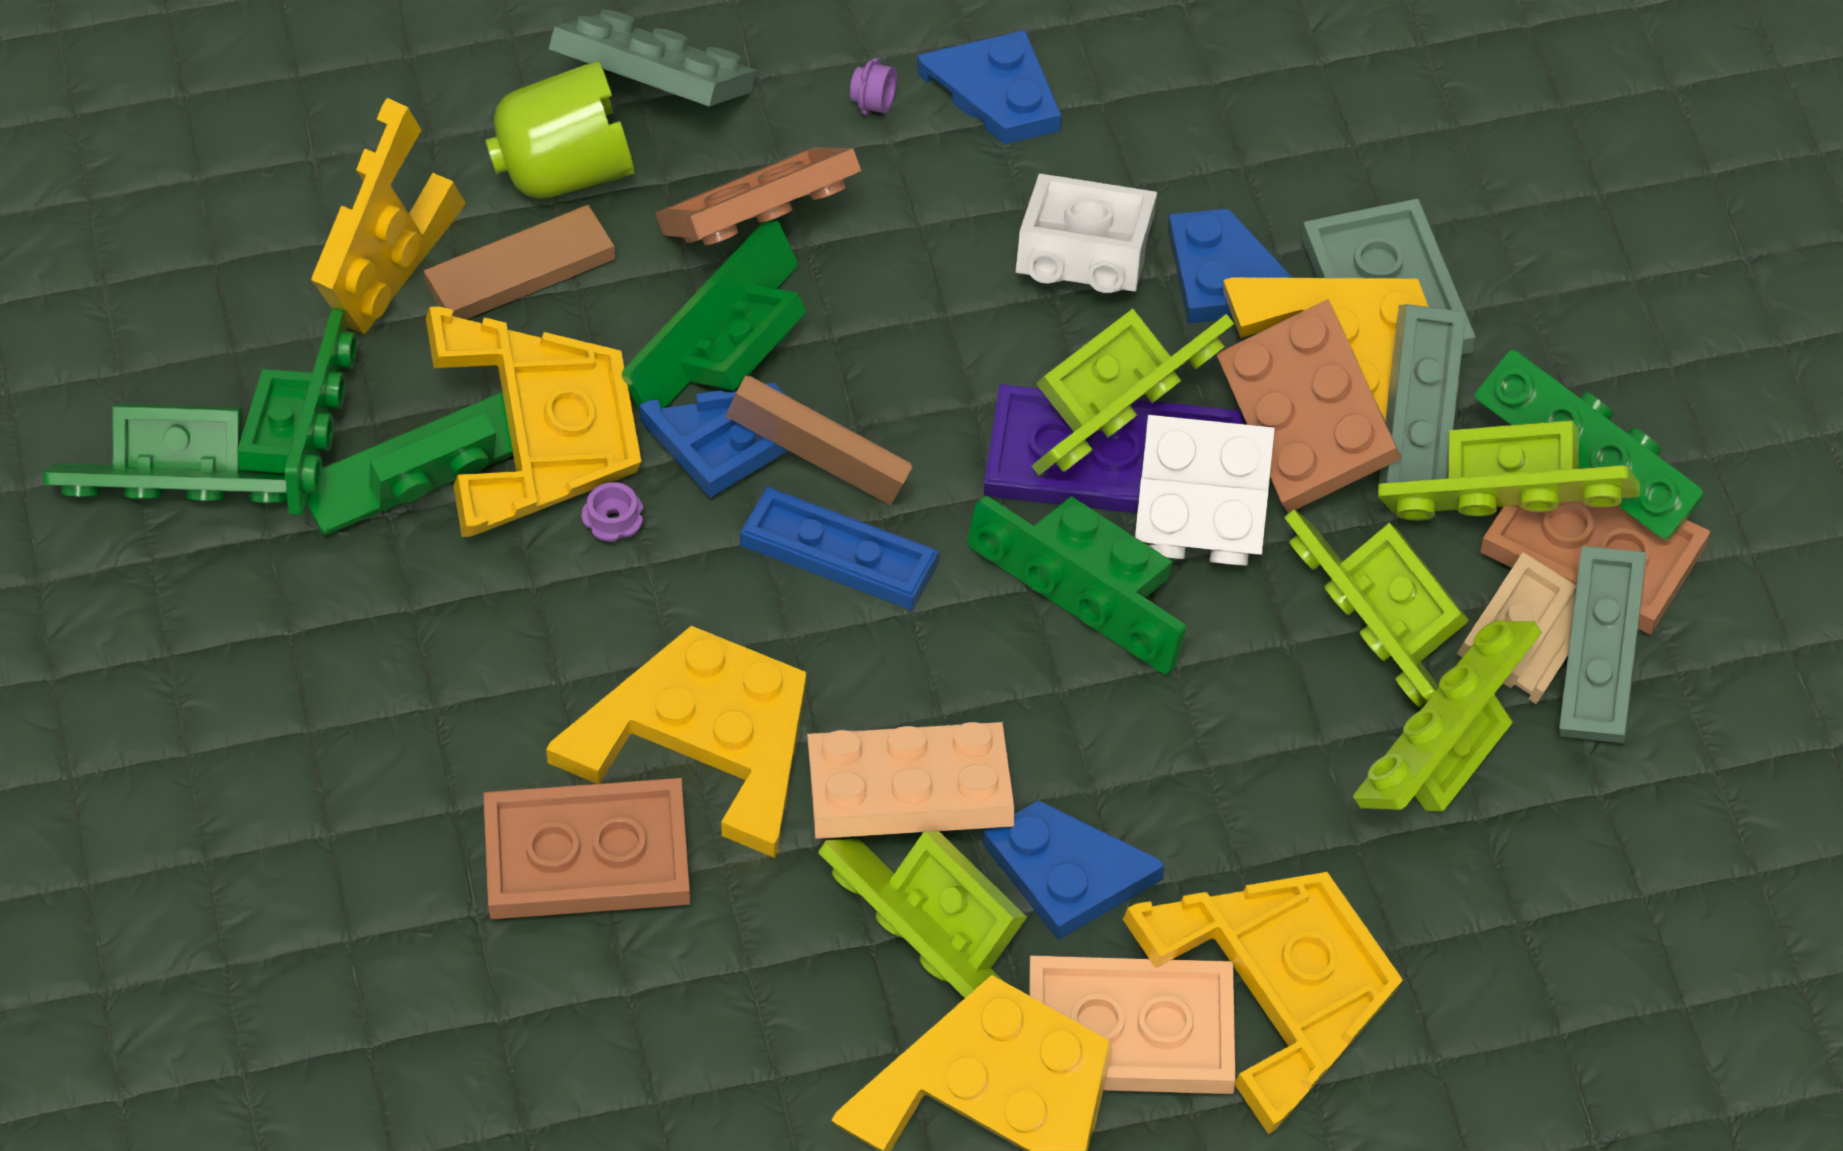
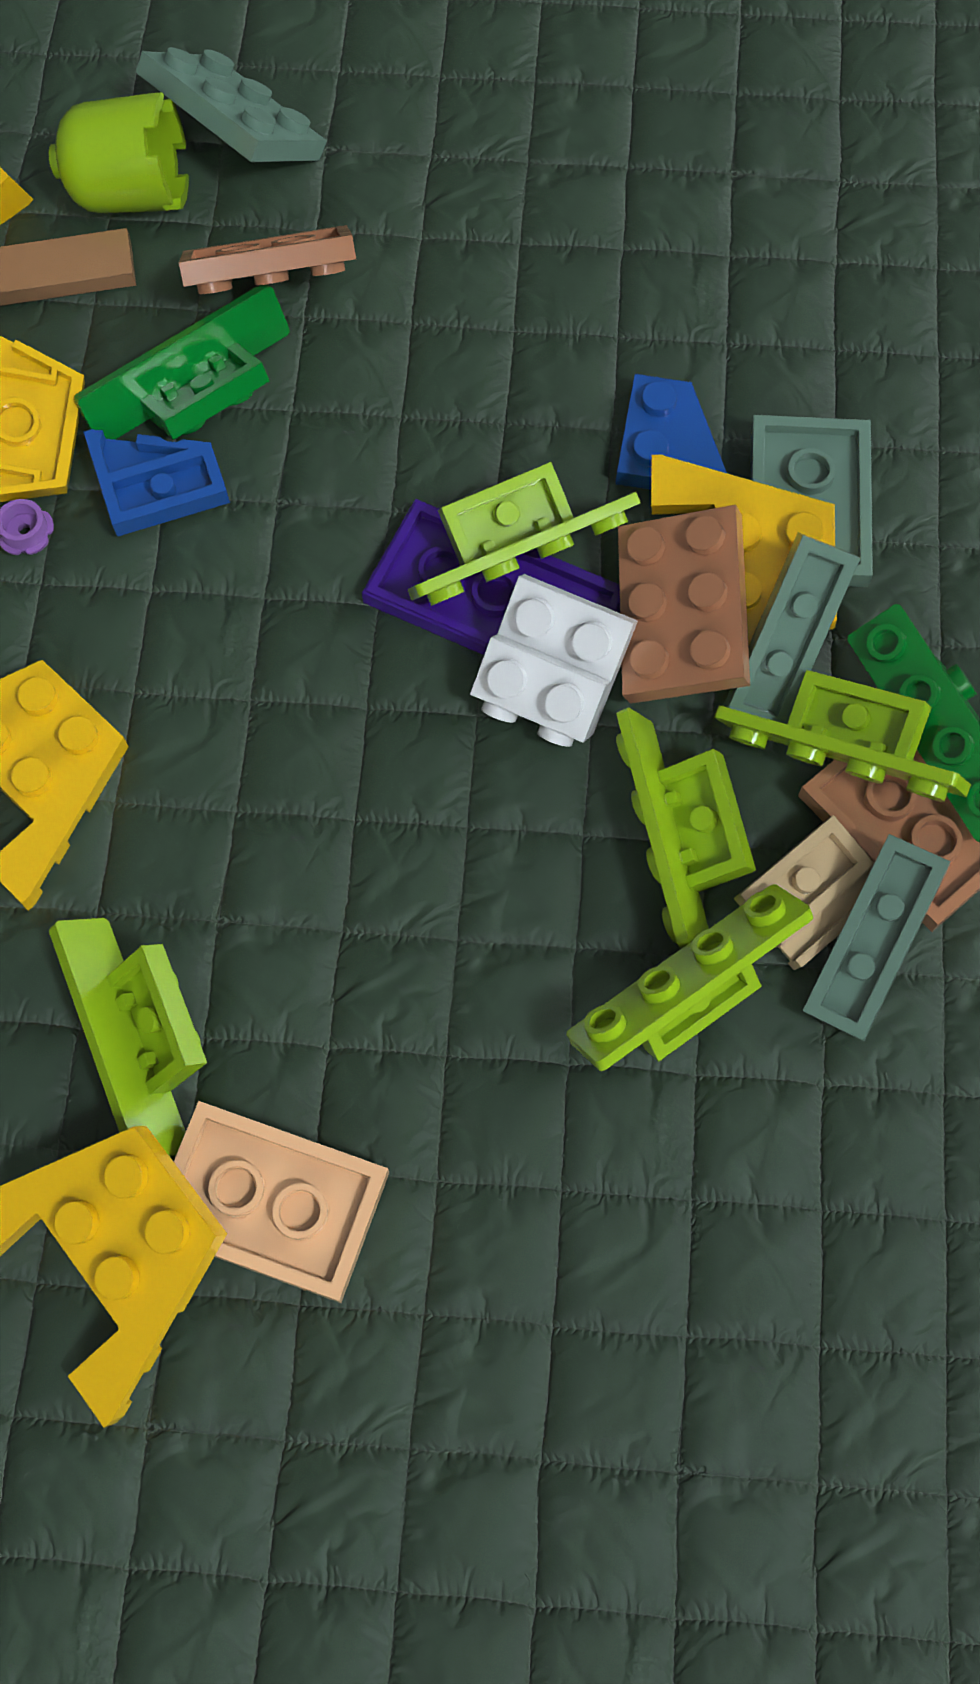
camera: 20 degrees right, 15 degrees up
(818, 440) = (217, 510): medium nougat tile -> none
(839, 548) = (210, 619): blue tile -> none
(874, 87) = (421, 182): medium lavender plate -> none
(910, 780) = (167, 877): light nougat plate -> none
(997, 84) = (532, 208): blue wing -> none
(1069, 867) = (282, 1008): blue wing -> none
(1085, 233) = (549, 372): white plate -> none
(1086, 570) = (421, 710): green bracket -> none
(1301, 960) = (457, 1194): yellow wing -> none

